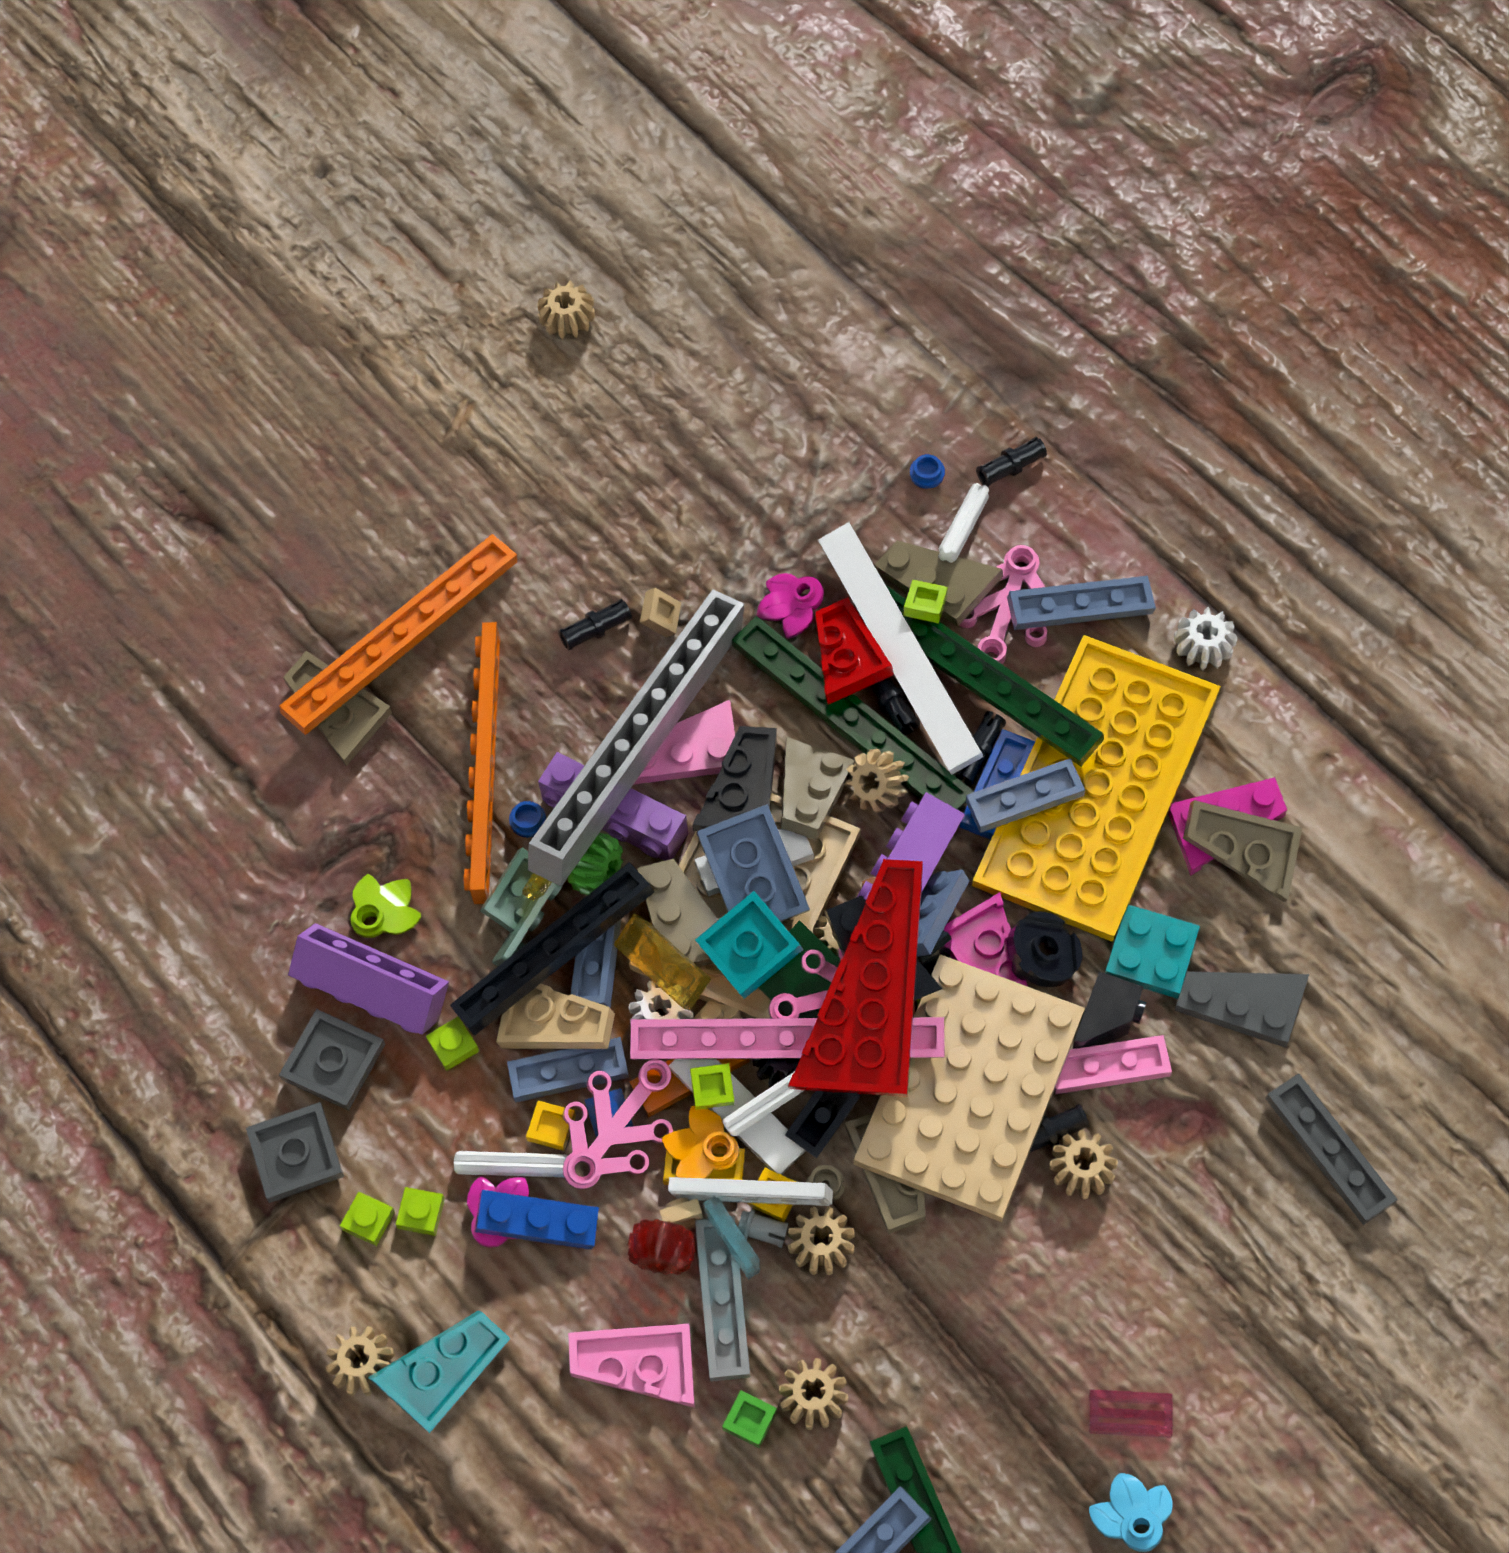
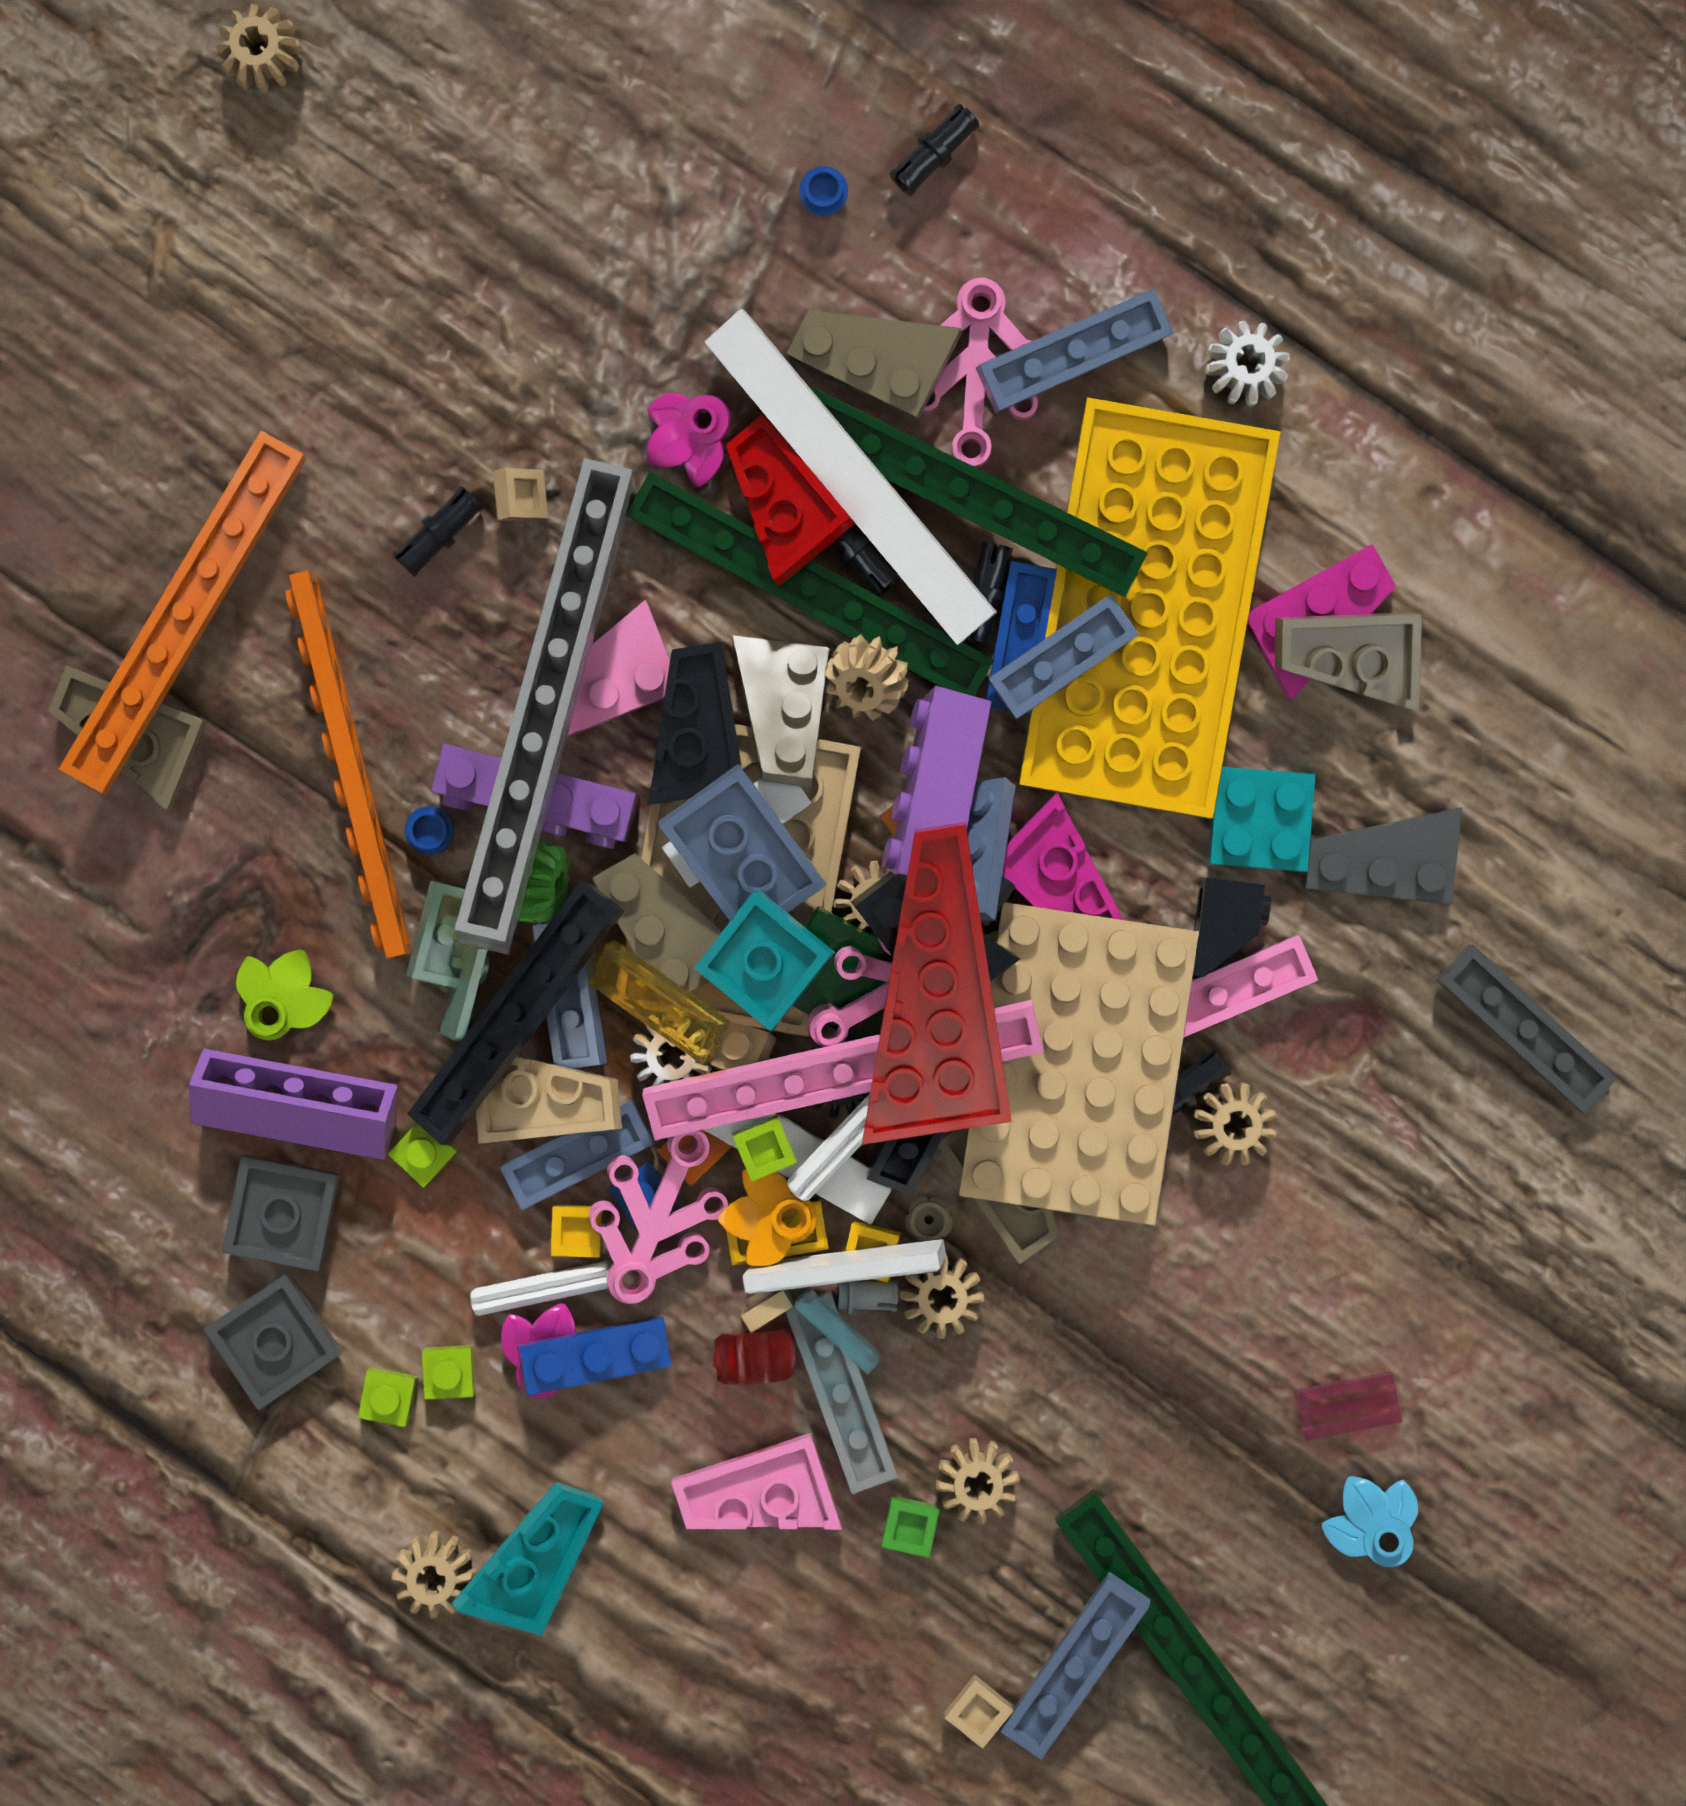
camera: 15 degrees left, 25 degrees up
(925, 601) = (871, 407): lime plate -> none
(963, 522) = (892, 264): white axle -> none
(1031, 963) = (1104, 864): black plate -> none

